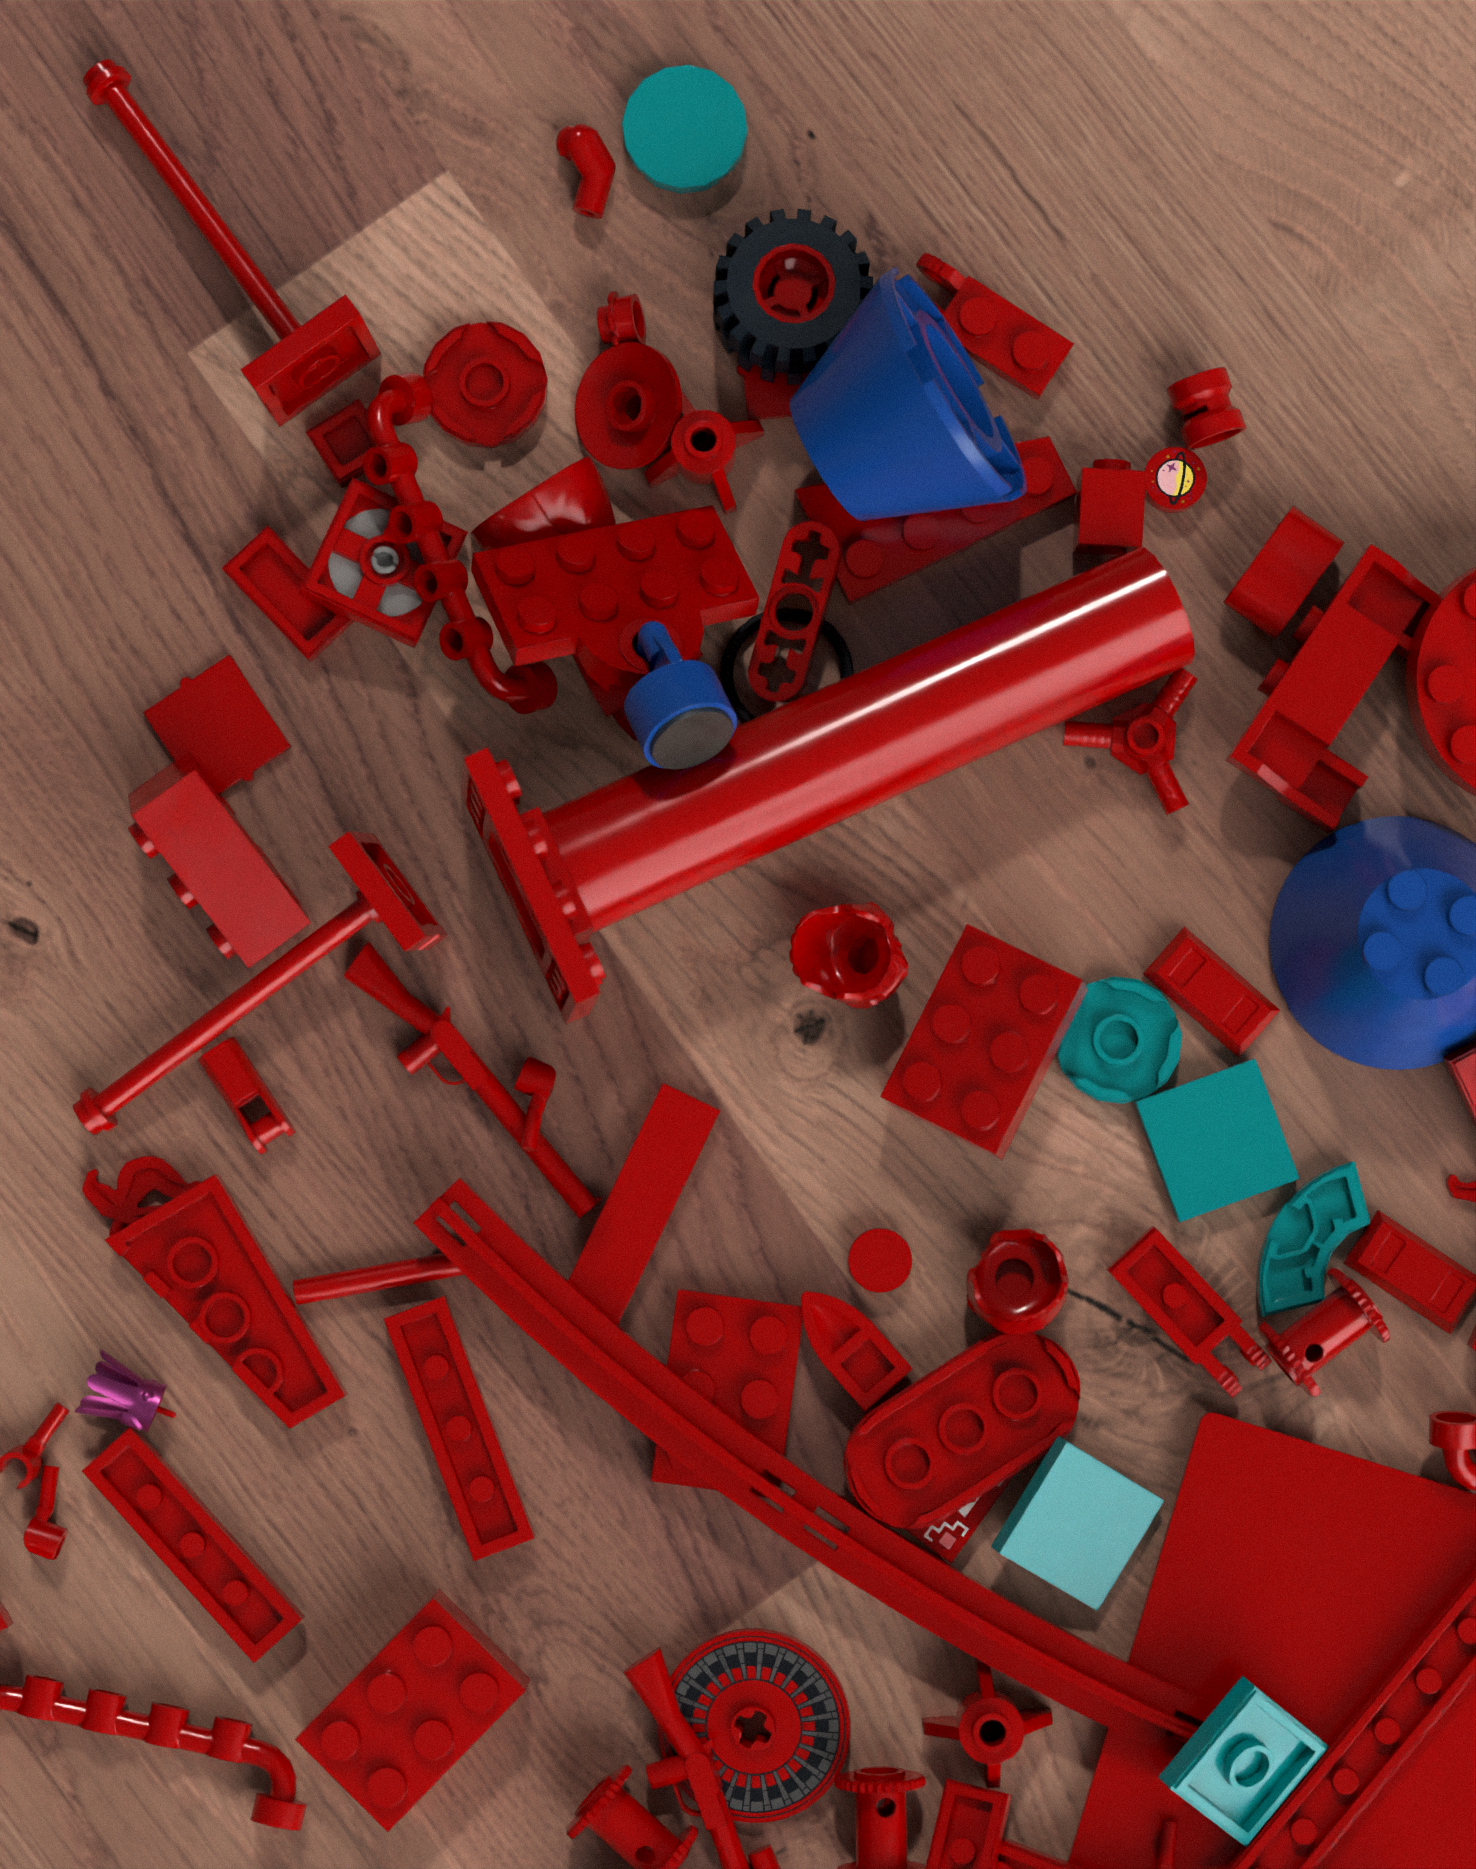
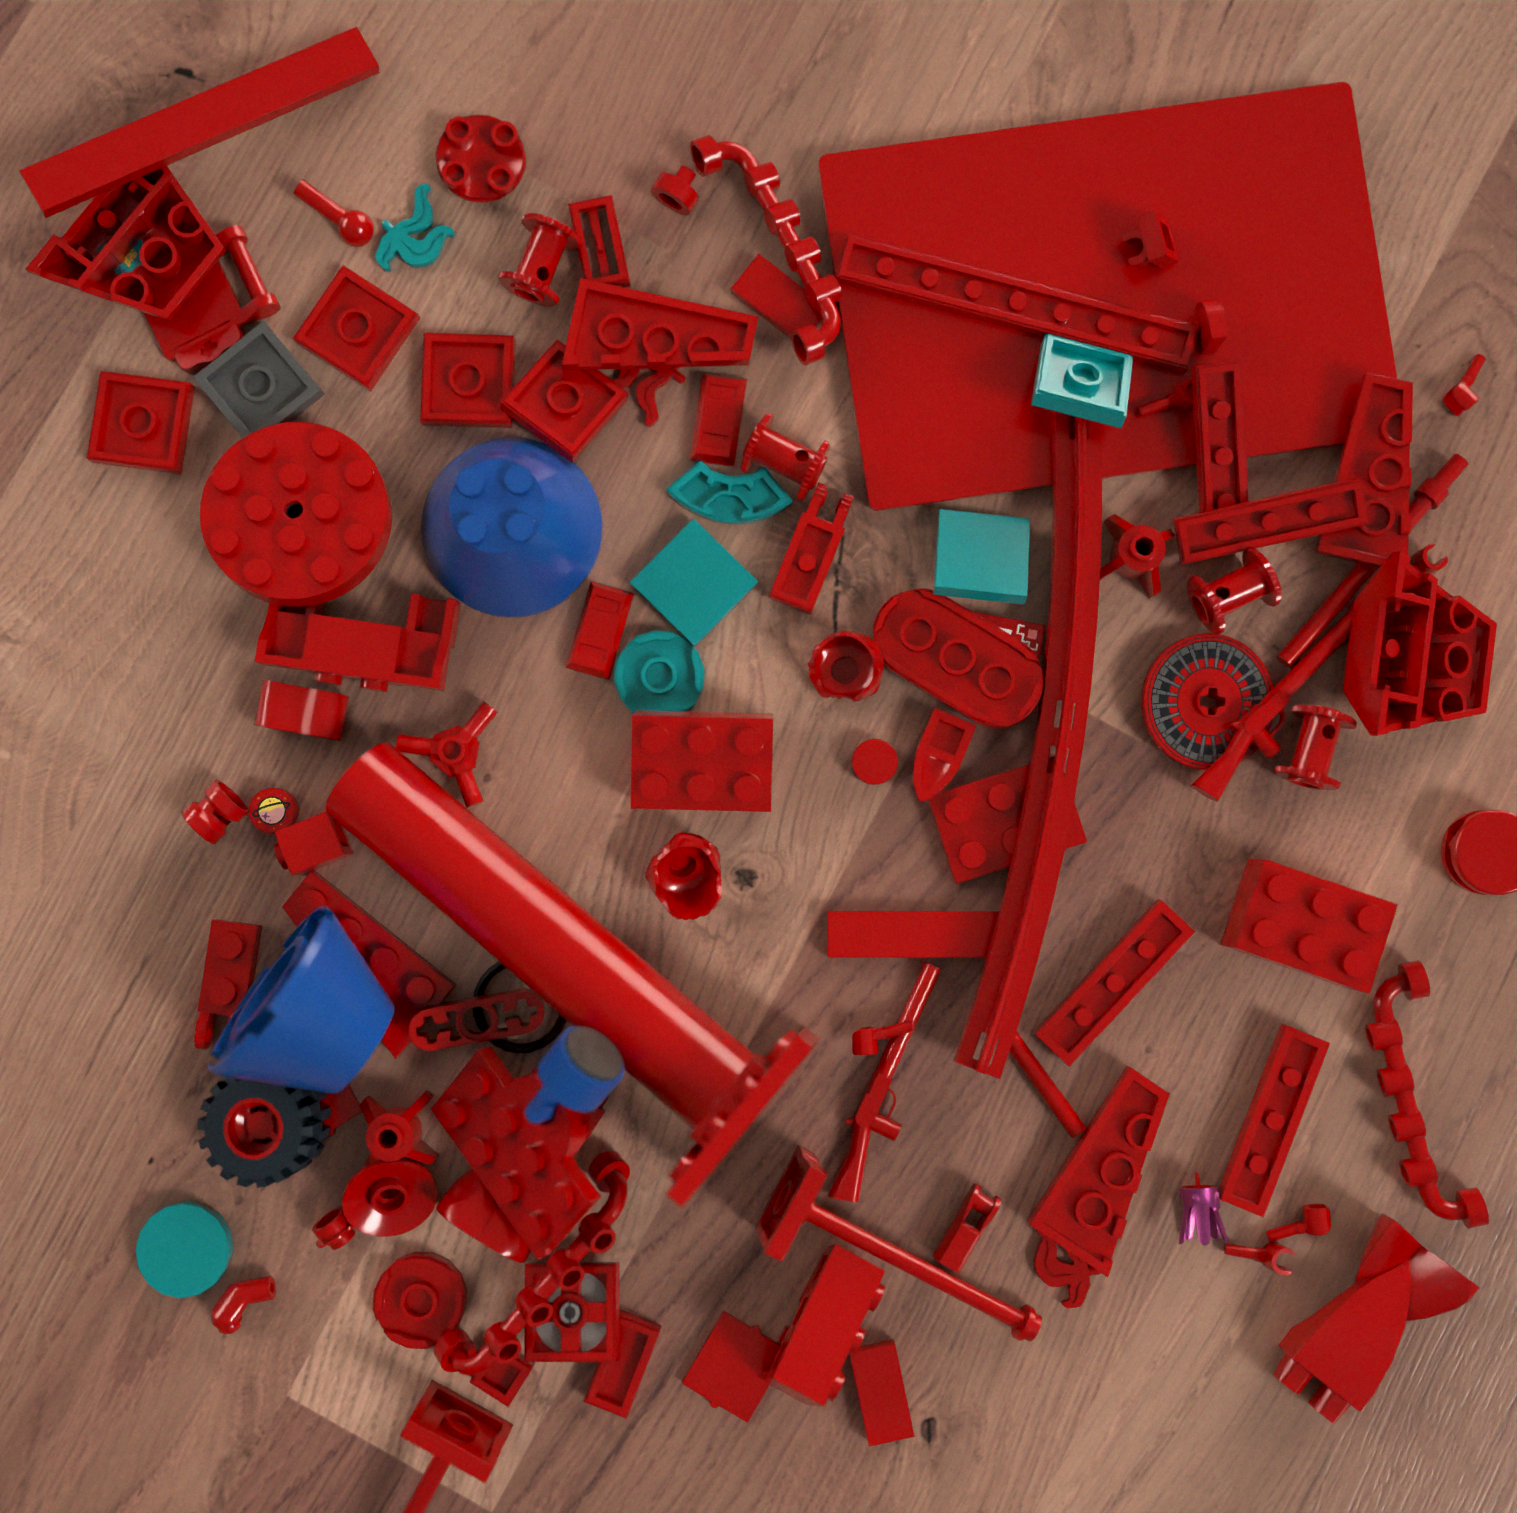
camera: 120 degrees left, 0 degrees up
(99, 893) = (882, 1393): none -> red tile

